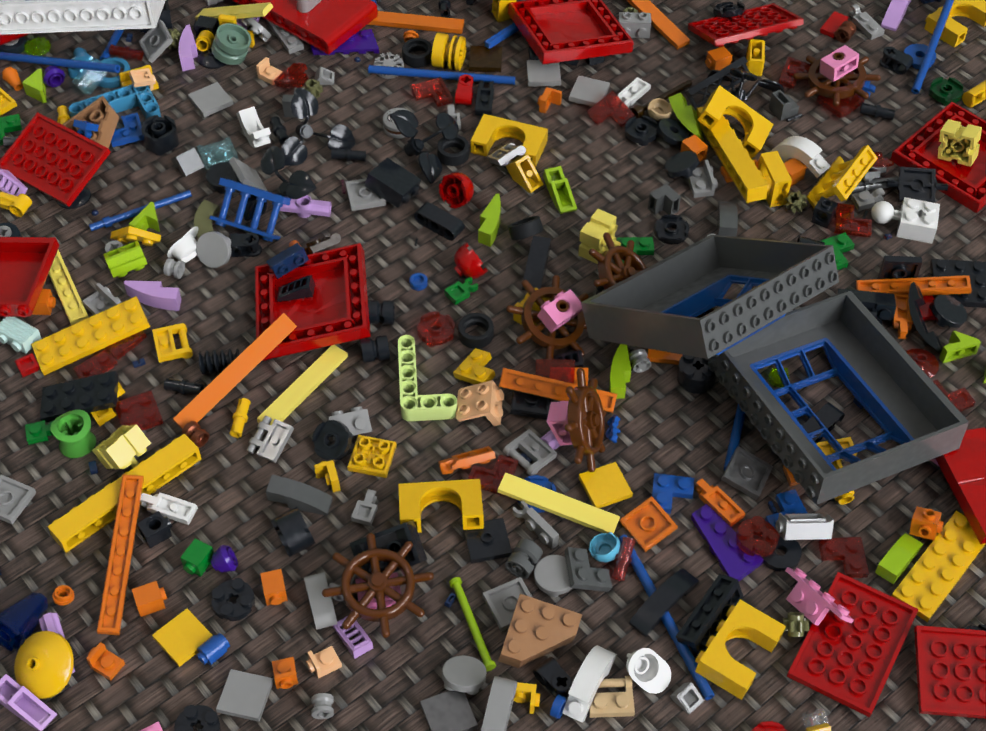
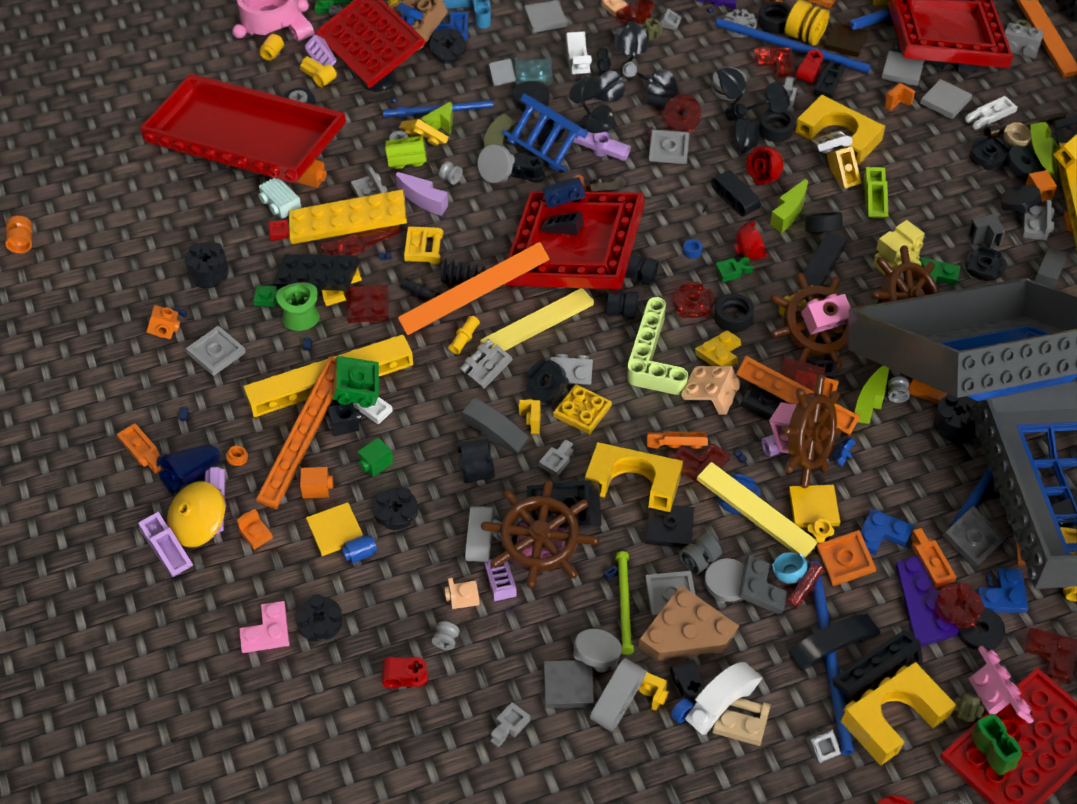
camera: 20 degrees right, 0 degrees up
(67, 291) = (340, 167): light yellow tile -> none
(121, 447) = (339, 331): light yellow brick -> none
(127, 139) = (445, 36): none -> black plate
(156, 491) = (356, 381): none -> green plate
(159, 134) = (482, 38): black brick -> none
(185, 247) = (468, 154): white piece -> none
(196, 434) = (415, 338): copper wheel -> none
(224, 559) = (400, 466): dark purple cone -> none
(244, 695) = (375, 602): light grey tile -> none
(246, 174) = (554, 98): light grey tile -> none
(274, 587) = (439, 507): orange brick -> none
(285, 673) = (421, 593): orange bracket -> none
(360, 153) = (687, 122): none -> clear red plate
(393, 183) = (700, 142): black brick -> none
(534, 448) = (751, 446): light grey plate -> none
(536, 523) = (726, 522): light grey plate -> none
(613, 106) = (964, 119): clear red plate -> none
(623, 501) = (825, 525): none -> yellow plate
(648, 670) = (790, 704): white piece -> none
(775, 379) = (1042, 448): clear neon green tile -> none
(805, 526) = (1016, 609): window -> none
(834, 652) = (1000, 748): none -> green brick

